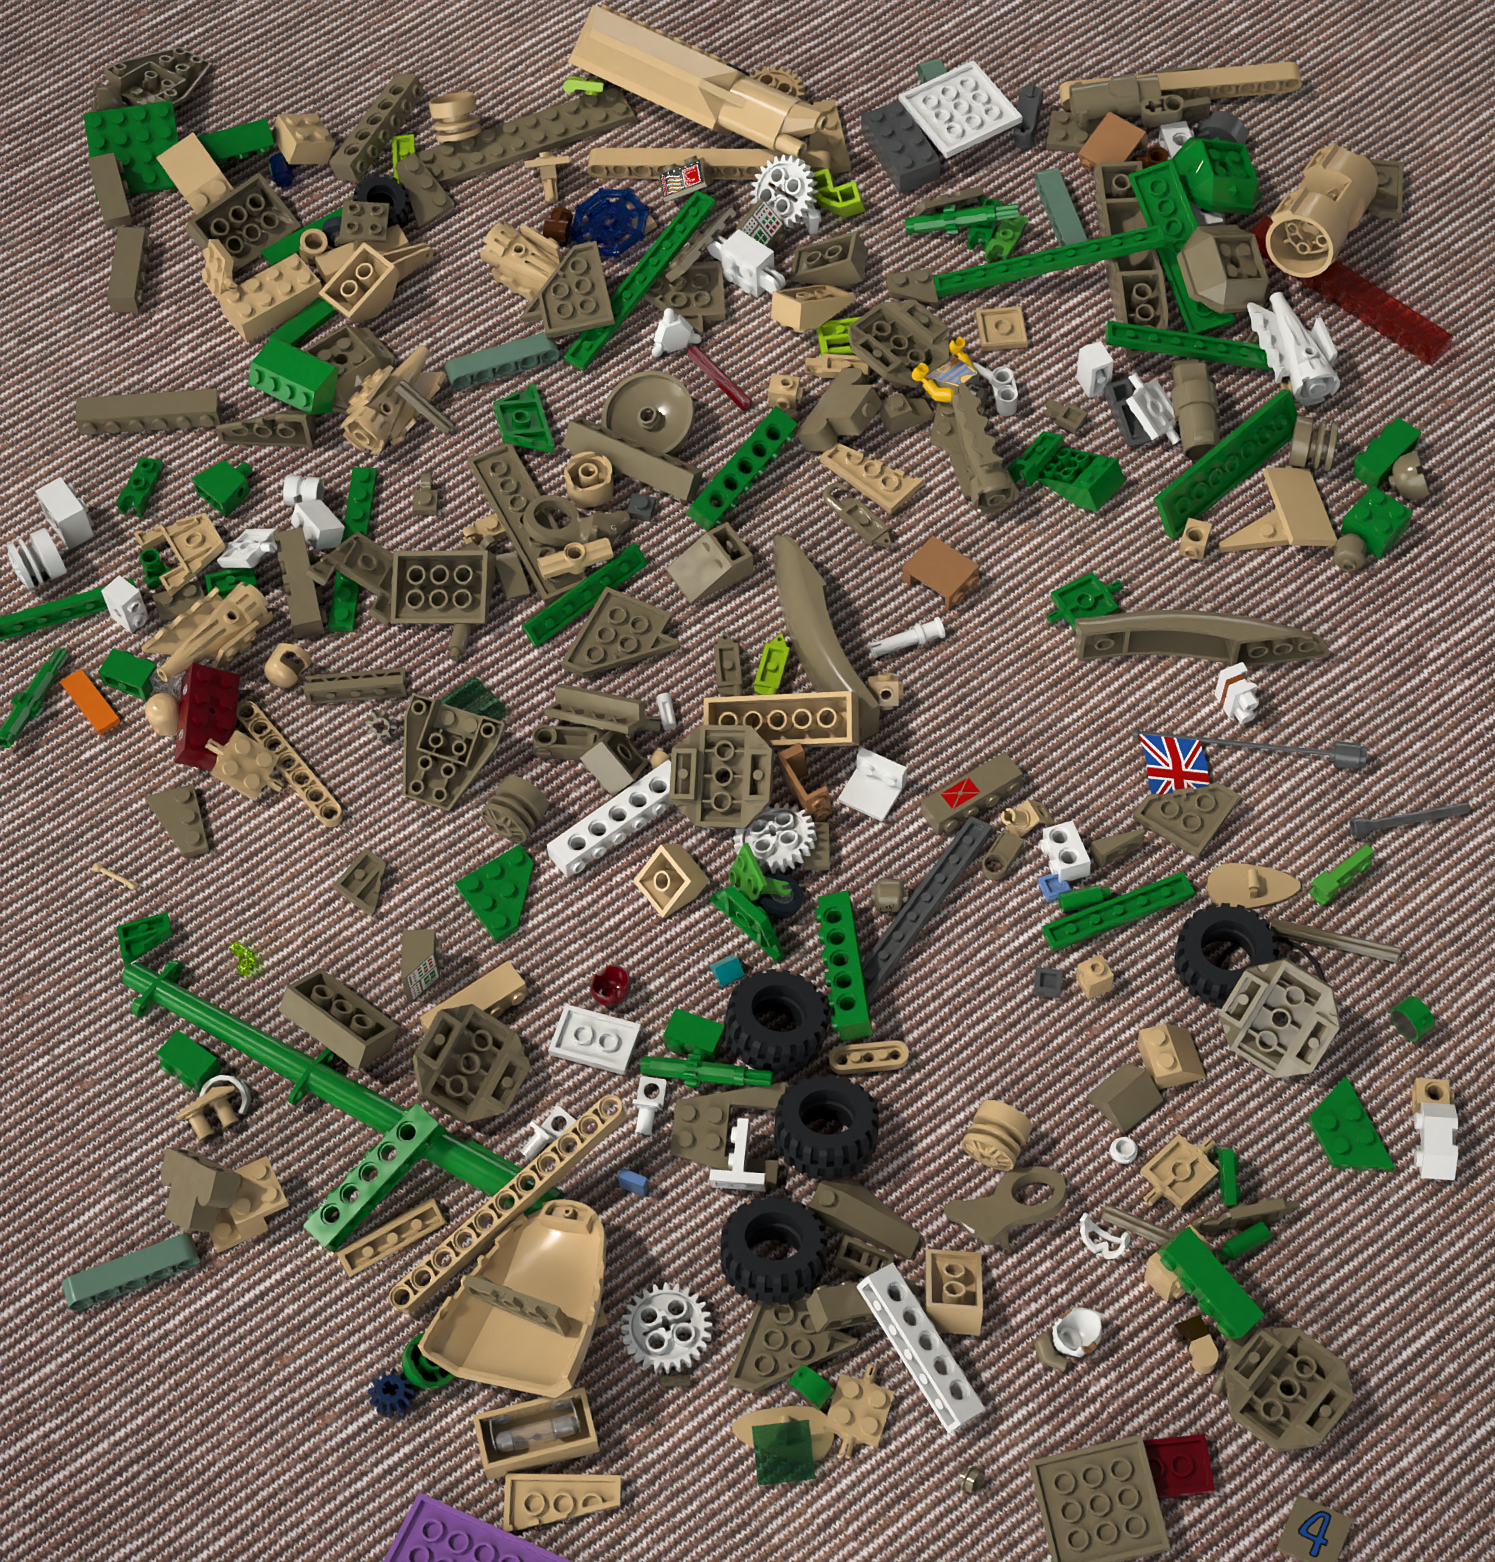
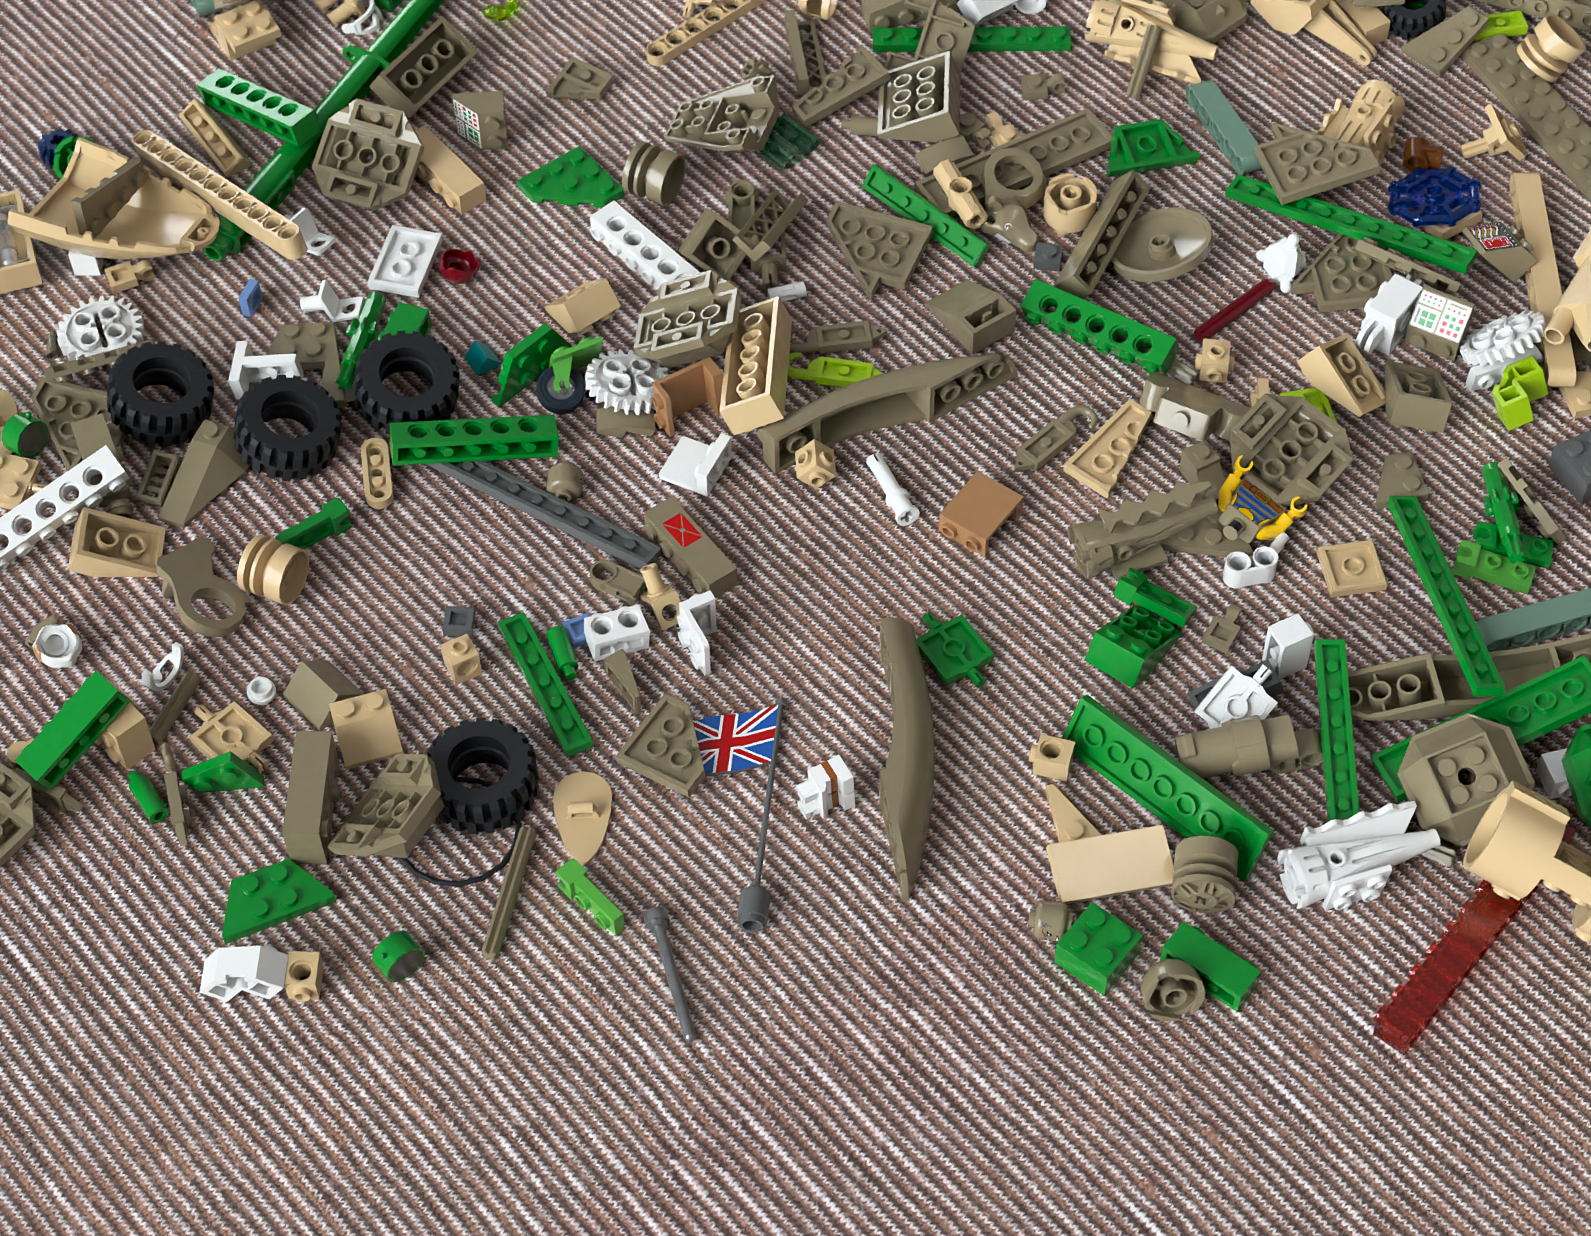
camera: 85 degrees right, 5 degrees down
(407, 647) = (850, 82): none -> dark tan wing
(727, 1321) = (87, 364): none -> dark tan wing
(925, 1093) = (318, 526): none -> green plate
(1072, 789) = (696, 621): none -> white bracket
(1256, 1090) = (311, 797): none -> dark tan brick

